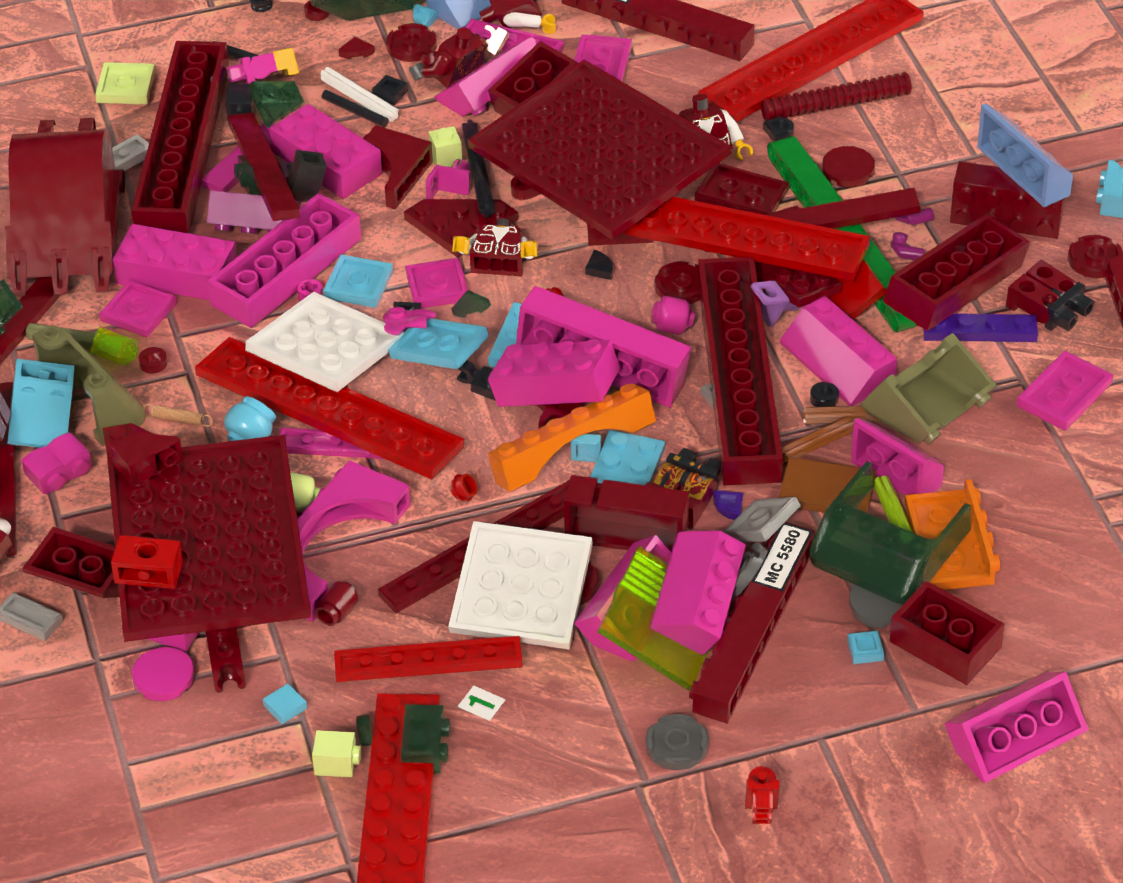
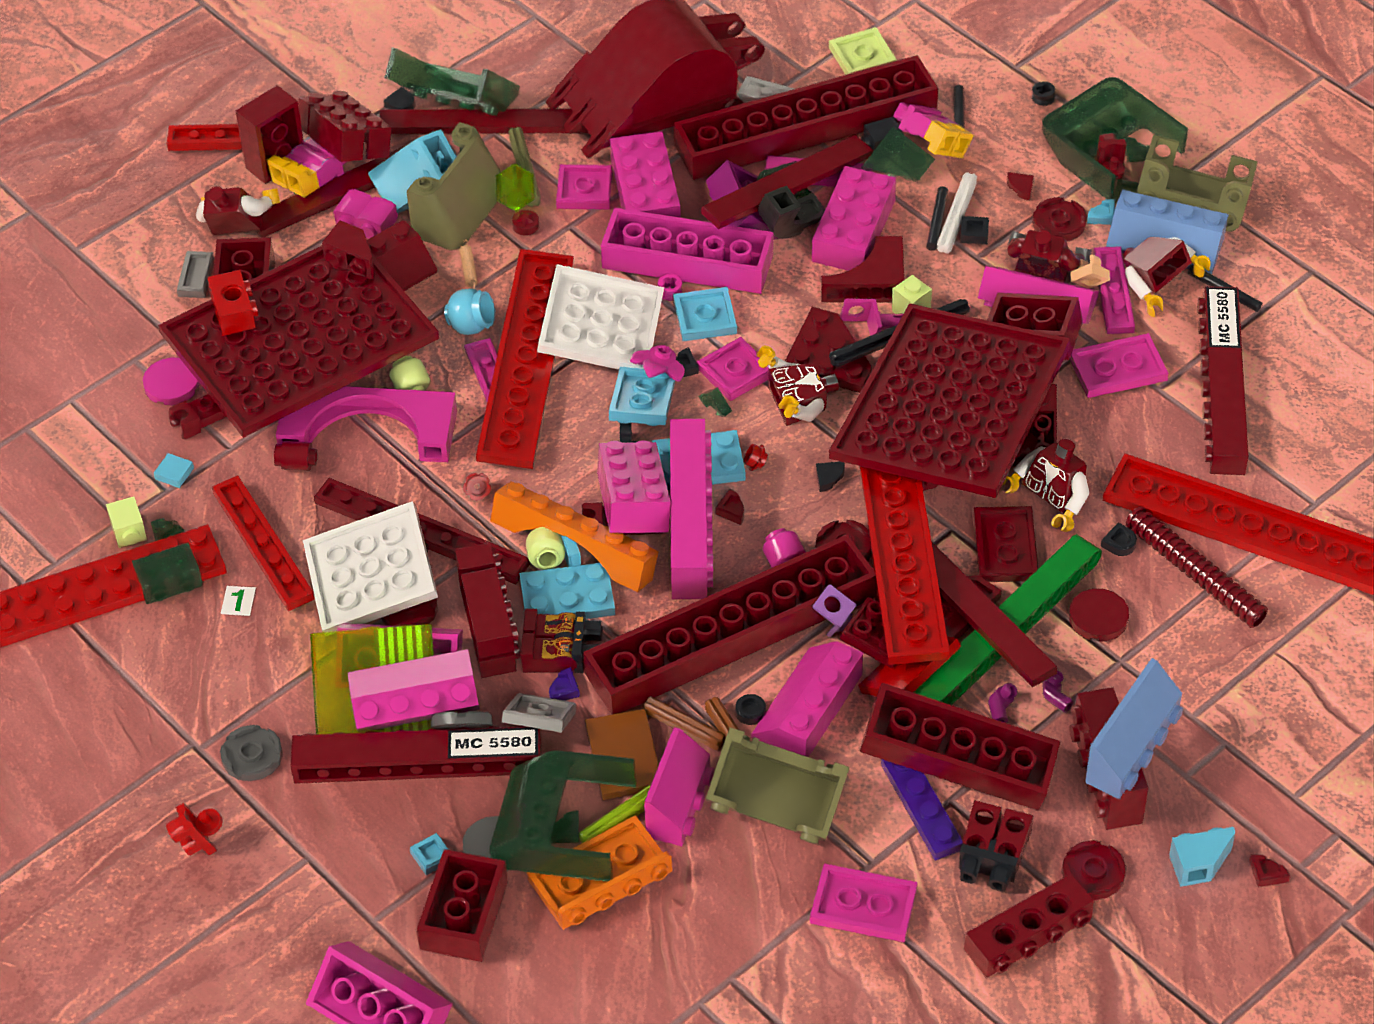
camera: 65 degrees right, 5 degrees up
(570, 460) = (545, 548): none -> yellowish green head

